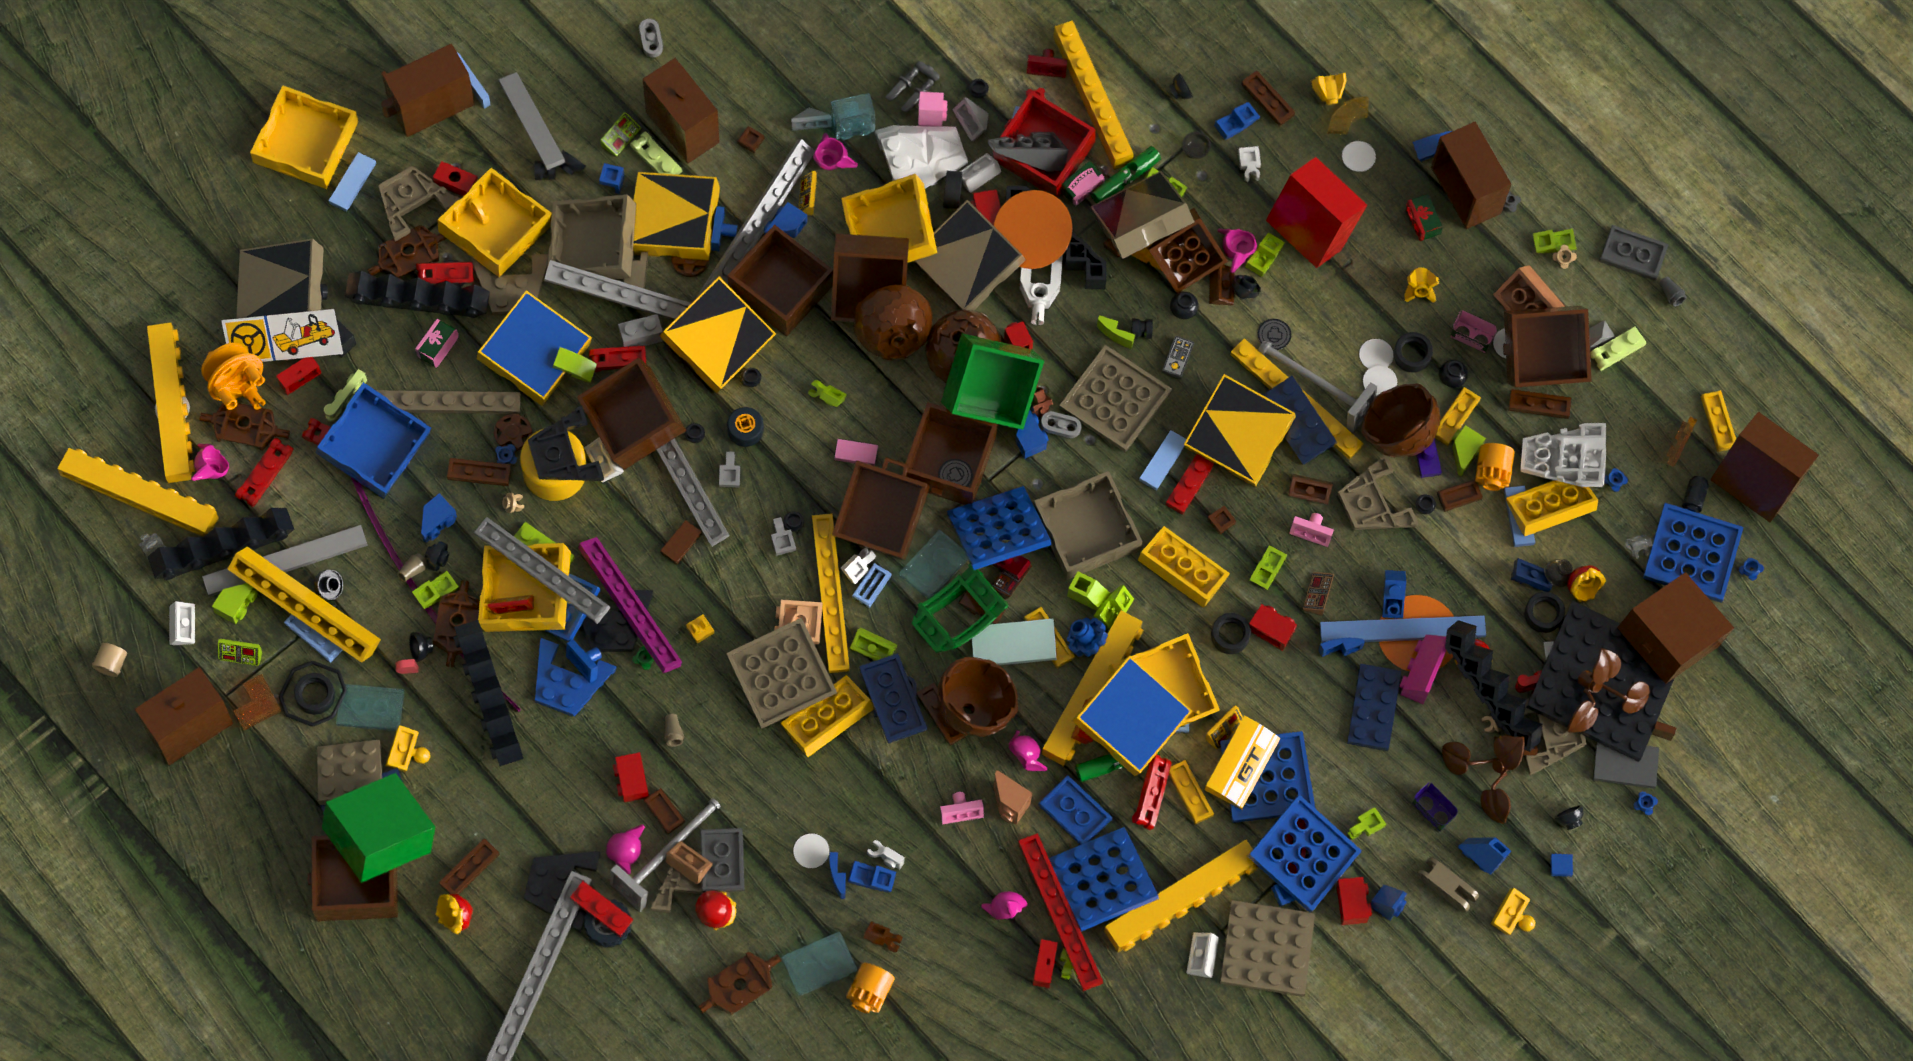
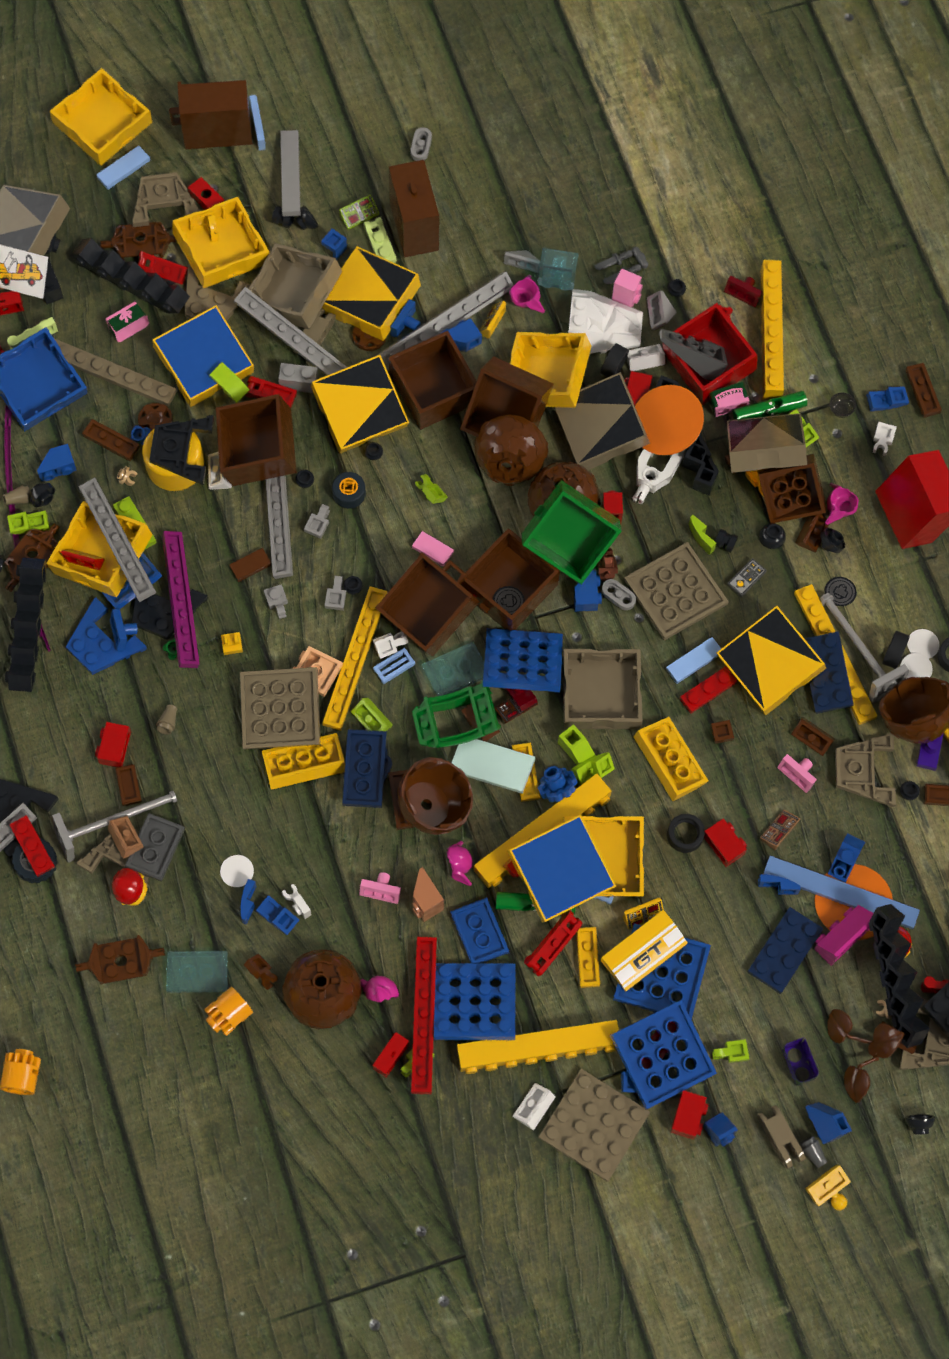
camera: 25 degrees right, 0 degrees up
(625, 848) = (80, 803): dark pink piece -> none
(723, 566) = (276, 599): none -> light grey plate
(751, 139) = (465, 257): reddish brown tile -> none
(945, 945) = (323, 1005): none -> reddish brown piece
(1180, 88) = (850, 352): black piece -> none
(1265, 254) = (862, 520): lime slope -> none
(1268, 567) = (745, 789): lime slope -> none
(1354, 371) = (896, 649): none -> black tyre
(1483, 885) = (813, 1150): none -> dark grey cone
(1561, 865) = (893, 1162): blue tile -> none

